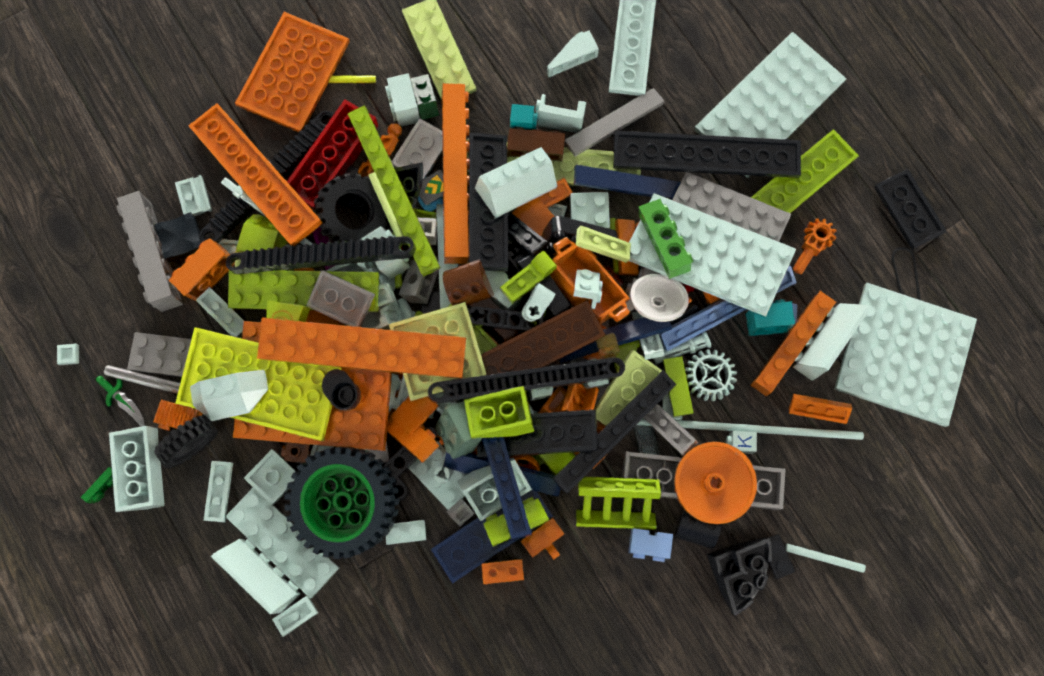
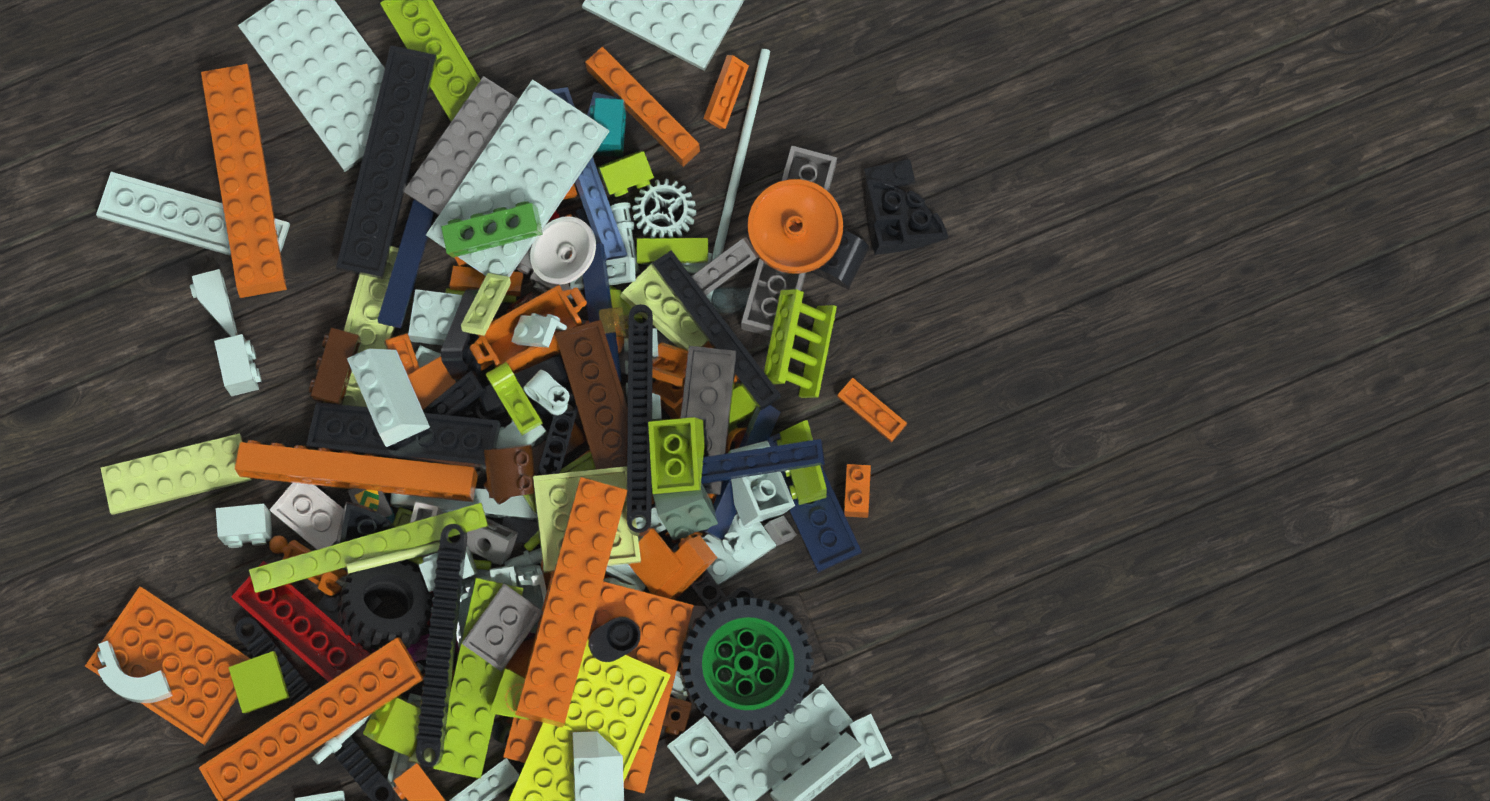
camera: 75 degrees left, 0 degrees up
(270, 37) = (141, 689): none -> light aqua arch
(284, 132) = (258, 682): none -> lime tile
(352, 79) = (195, 589): neon yellow bar -> none
(406, 532) = (794, 596): light aqua plate -> none
(424, 96) = (244, 494): brick -> none
(523, 117) = (298, 378): teal brick -> none
(526, 73) = (237, 364): none -> light aqua brick
(543, 539) = (832, 449): orange plate -> none
(560, 118) = (306, 332): light aqua panel -> none
(574, 573) = (872, 410): none -> orange plate
(614, 122) = (320, 267): light grey tile -> none
(654, 545) = (851, 324): light blue brick -> none
(670, 53) = (243, 181): none -> orange brick
(734, 338) = (625, 173): none -> lime slope
(743, 440) = (750, 187): light aqua brick -> none
(813, 243) = (523, 57): orange gear -> none
(825, 558) = (899, 123): light aqua bar -> none
(830, 339) = (647, 62): light aqua slope -> none

